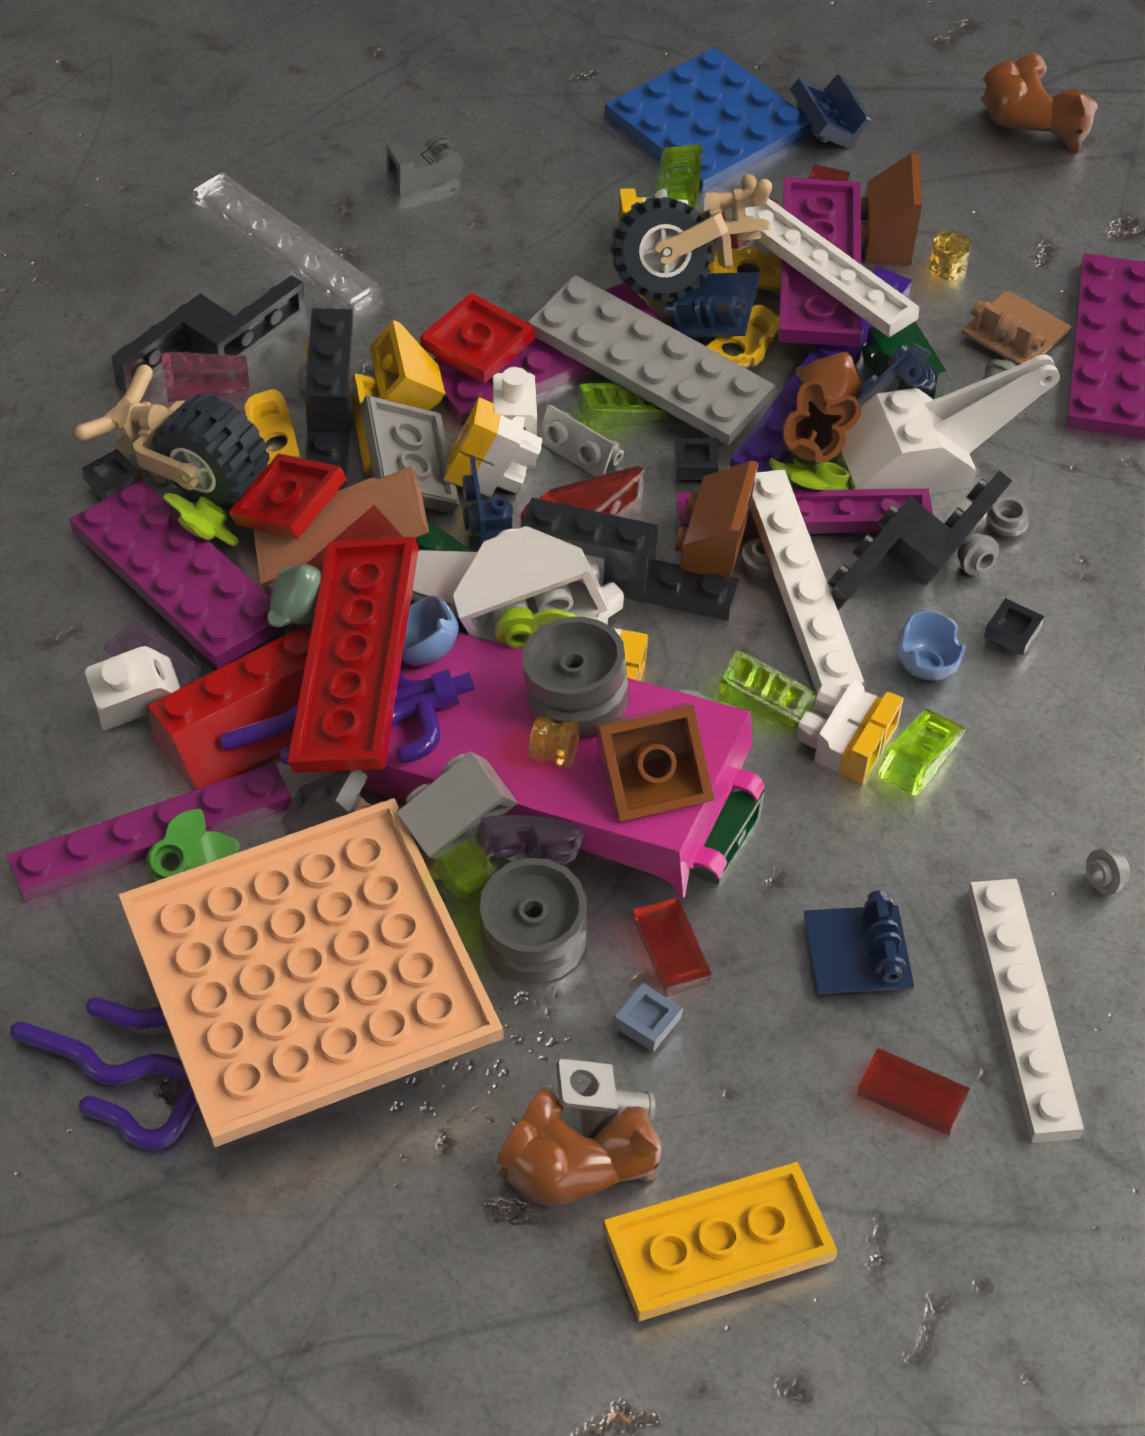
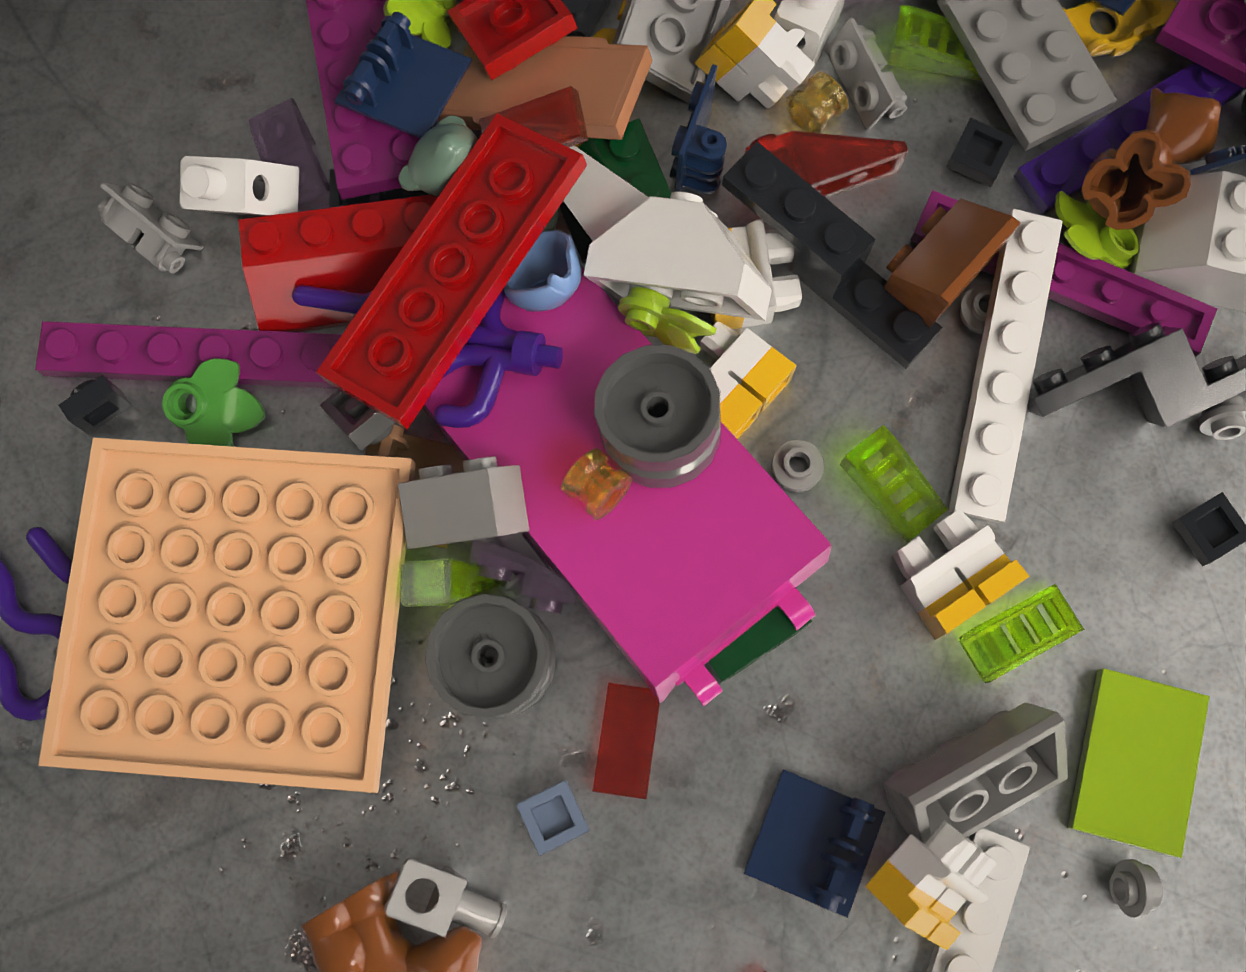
camera: 30 degrees right, 25 degrees up
(75, 755) = (164, 235): none -> light grey hinge
(91, 891) = (94, 404): none -> black plate
(226, 561) = (403, 78): none -> dark blue hinge
(554, 469) = (817, 103): none -> clear yellow wheel
(654, 761) = (683, 565): dark orange slope -> none
(930, 646) = (1101, 516): medium blue hair -> none
(951, 840) = (981, 774): none -> light grey slope
(958, 915) = (932, 881): none -> white hips
(1058, 796) = (1139, 763): none -> lime tile

